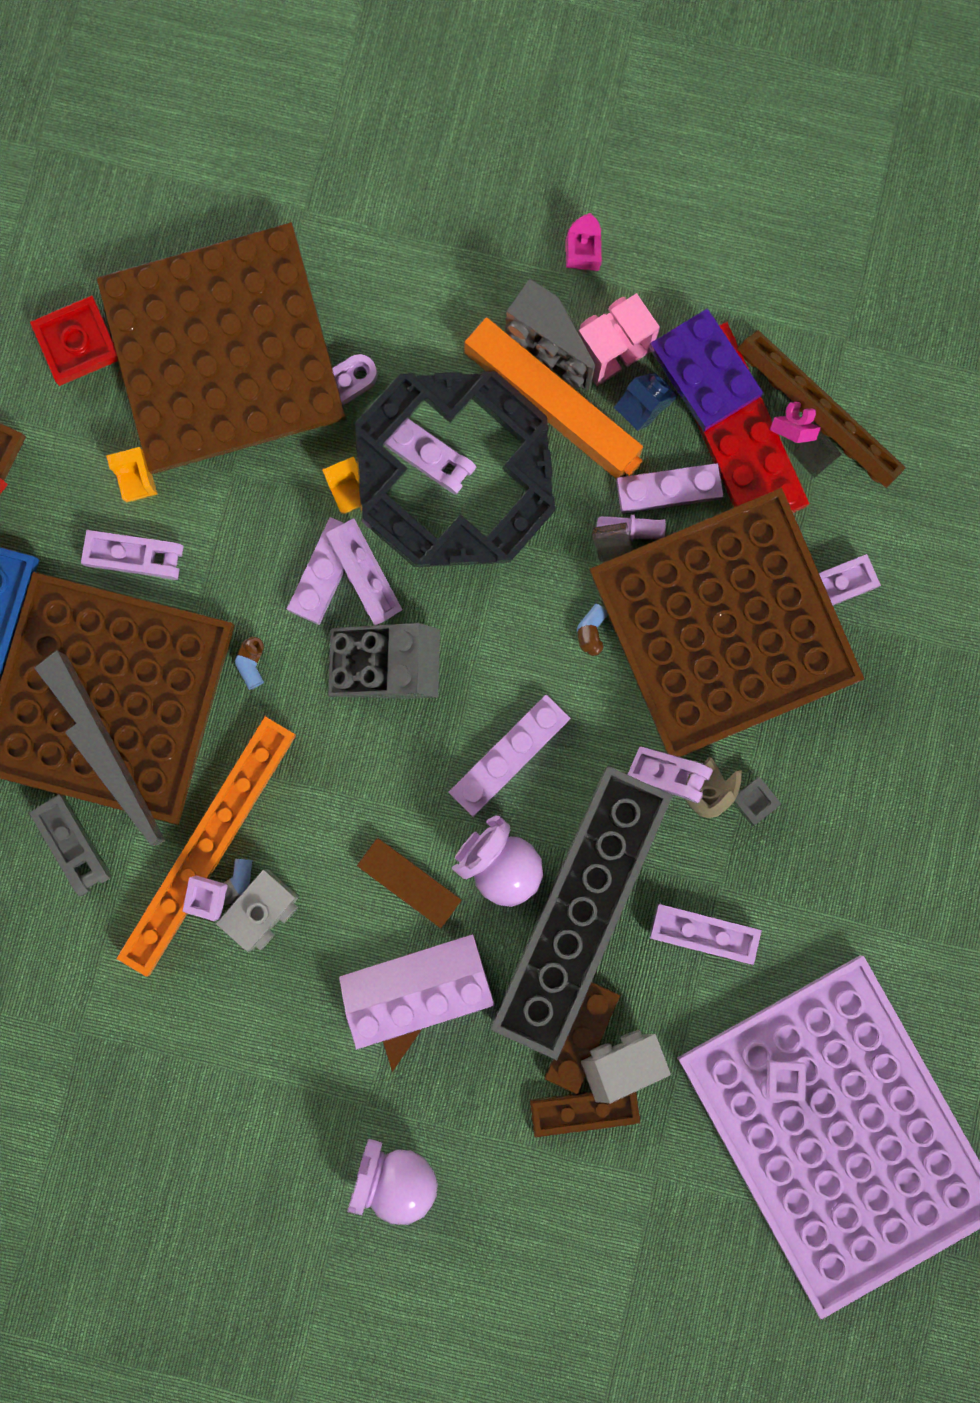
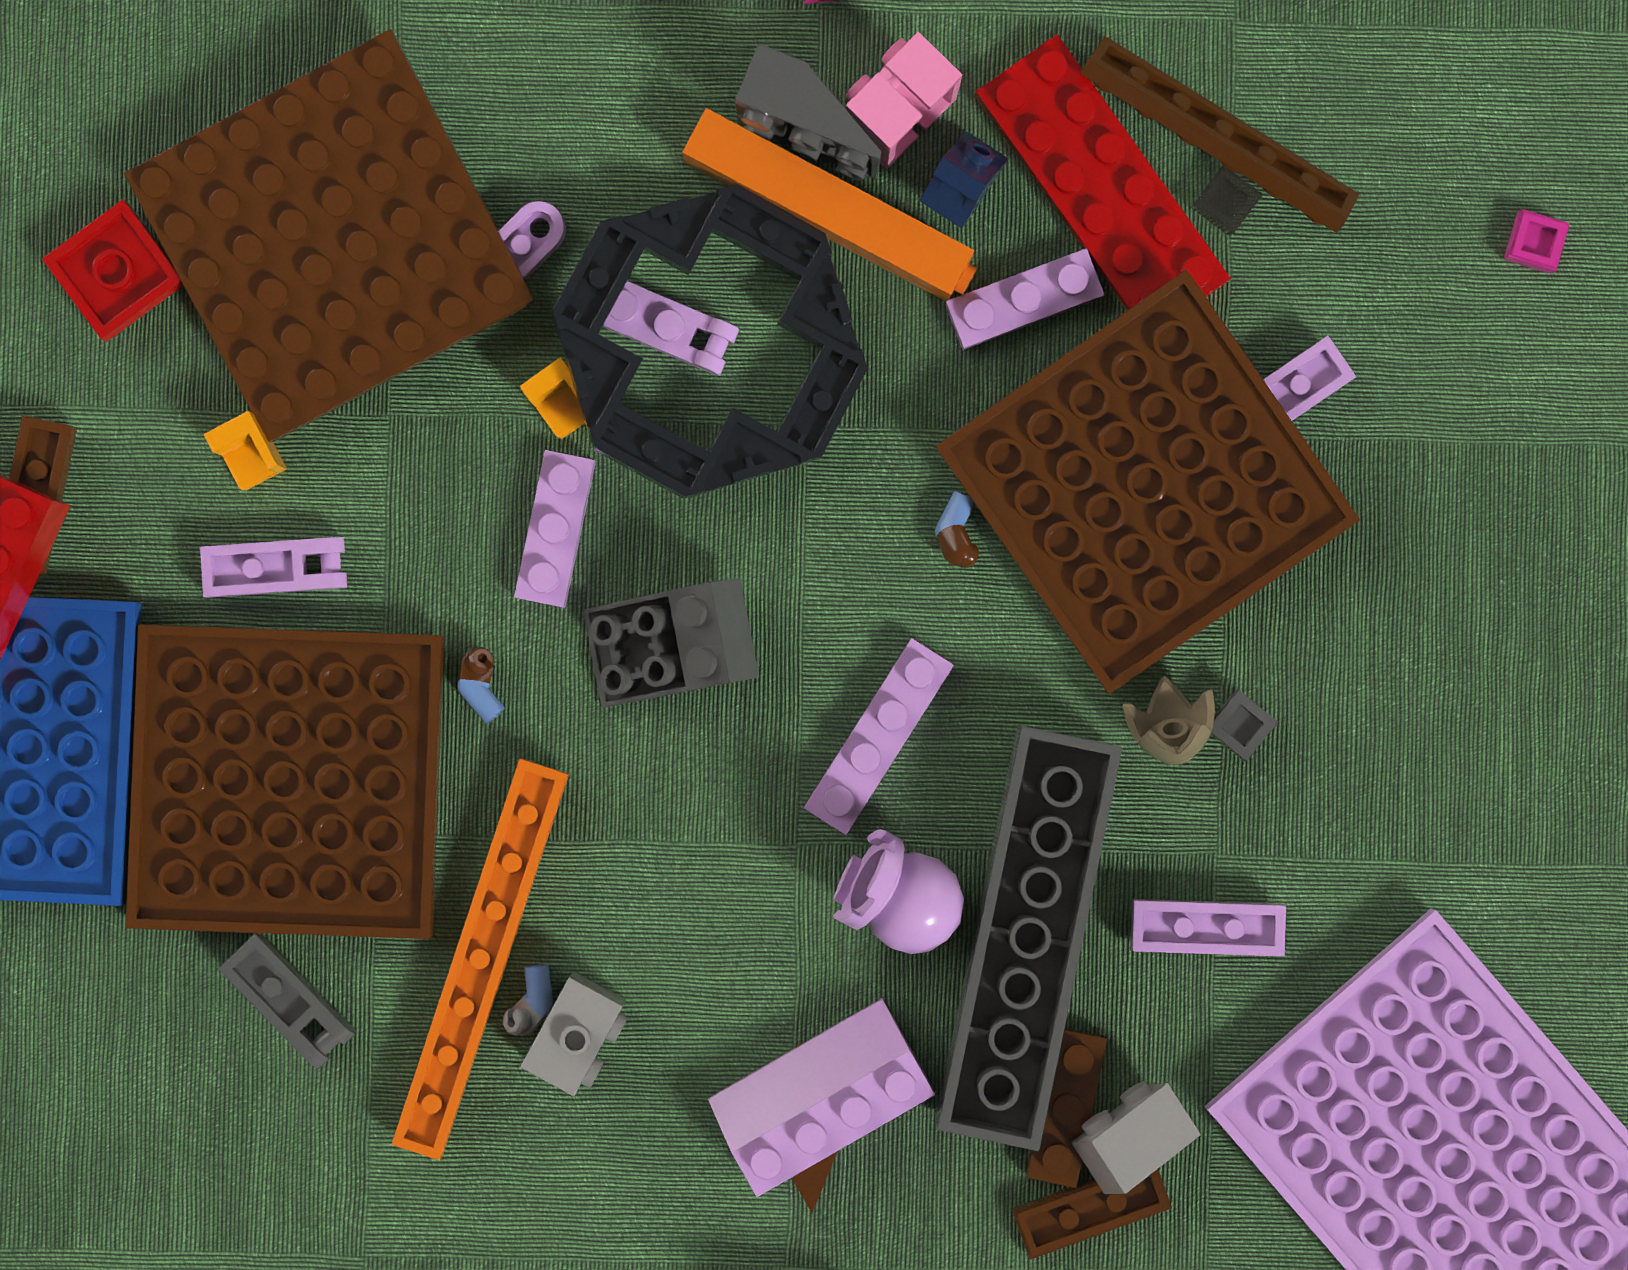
camera: 15 degrees left, 5 degrees up
(96, 744) = (291, 853): dark grey slope -> none
(205, 898) = (496, 1034): lavender plate -> none
(364, 571) = (613, 521): lavender plate -> none
(409, 882) = (777, 947): reddish brown tile -> none
(612, 541) = (959, 397): clear smoke tile -> none
(638, 528) = (981, 370): lavender axle -> none
(670, 773) = (1110, 717): lavender plate -> none
(705, 369) = (1040, 115): dark purple plate -> none
(786, 1080) = (1362, 1107): lavender plate -> none
(795, 427) = (1188, 172): dark pink tile -> none

